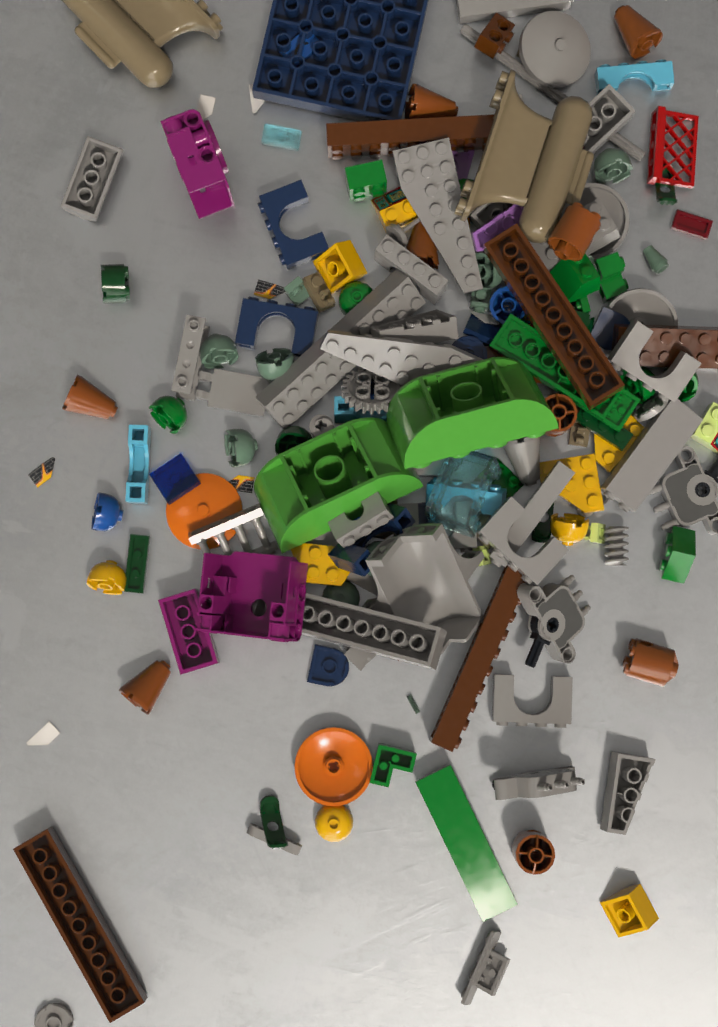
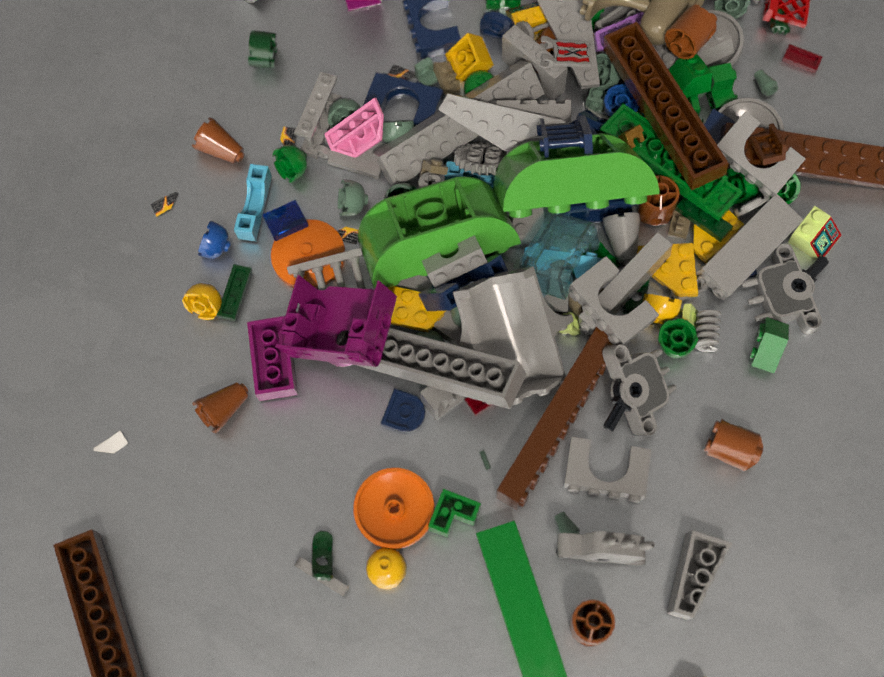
camera: 15 degrees right, 15 degrees down
(160, 380) = (288, 136): none -> sticker
(236, 376) = (358, 131): none -> bright pink wedge
(322, 408) = (434, 166): none -> dark tan bracket
(366, 226) = (495, 24): none -> dark blue tile
(448, 263) = (566, 53): none -> light grey flag
(473, 368) = (565, 136): none -> dark blue fence
(500, 761) = (565, 524): none -> sand green cone
(522, 352) = (629, 135): none -> pearl gold tile
(588, 561) = (677, 338): none -> green cylinder
(664, 353) = (770, 146): none -> reddish brown bracket

